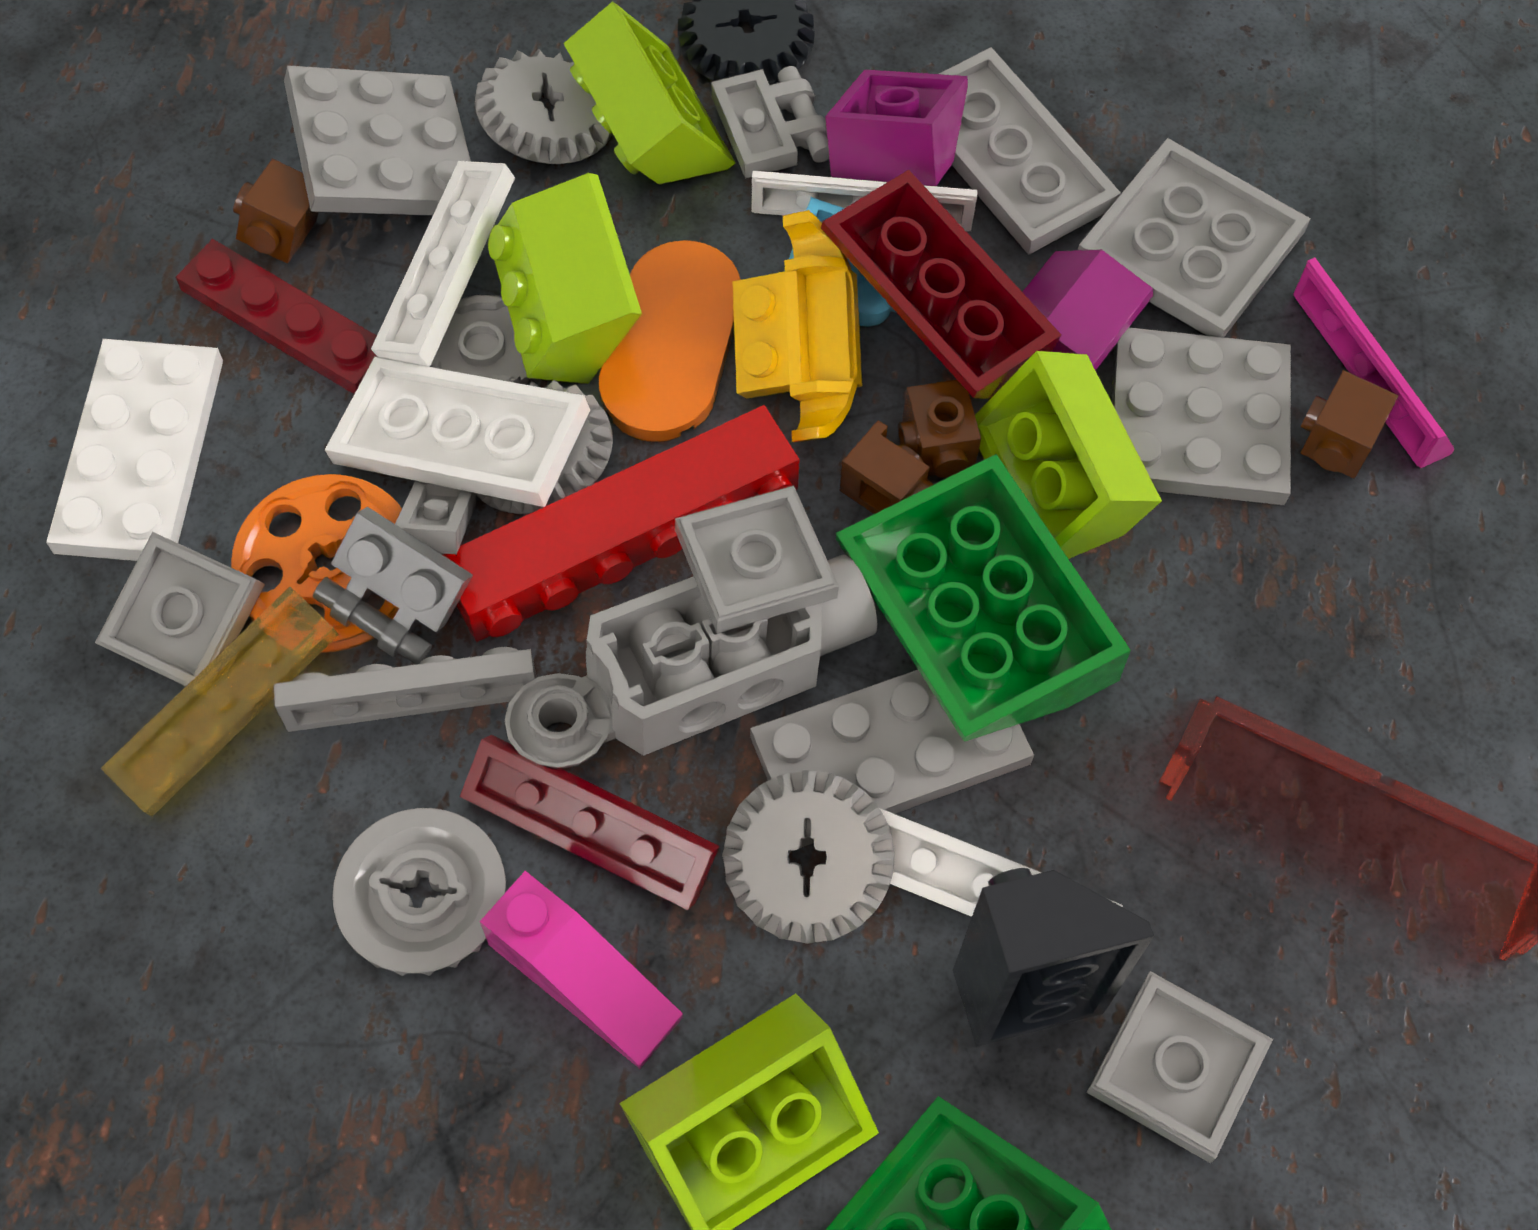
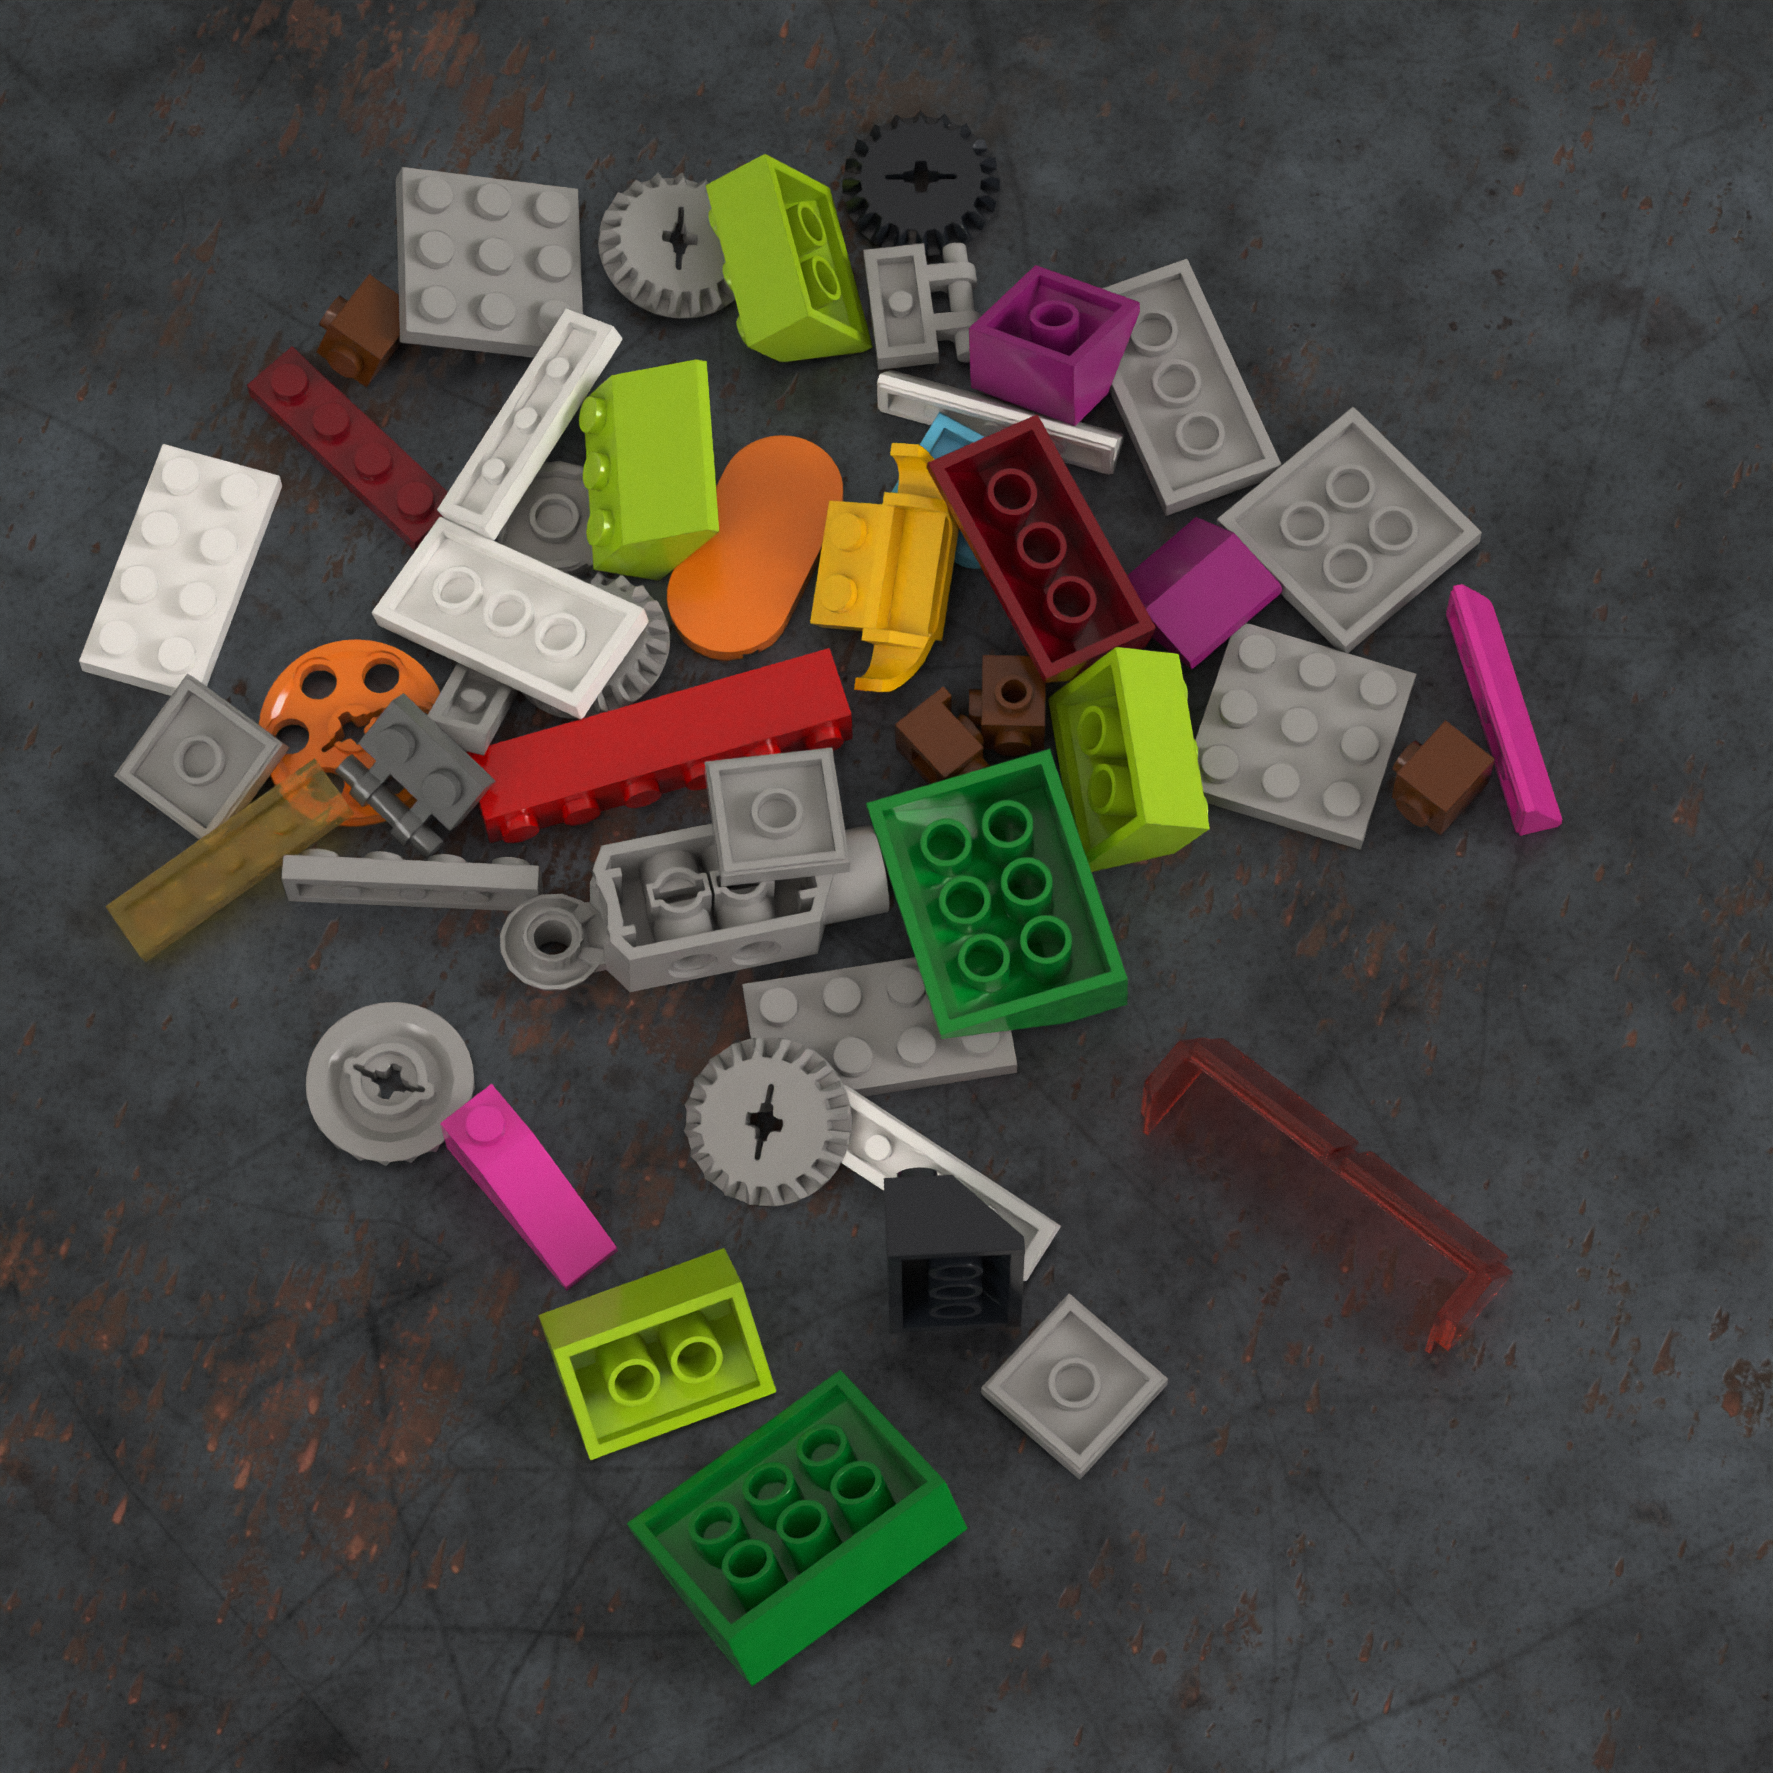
camera: 15 degrees right, 5 degrees up
(590, 822) = (564, 1048): plate -> none

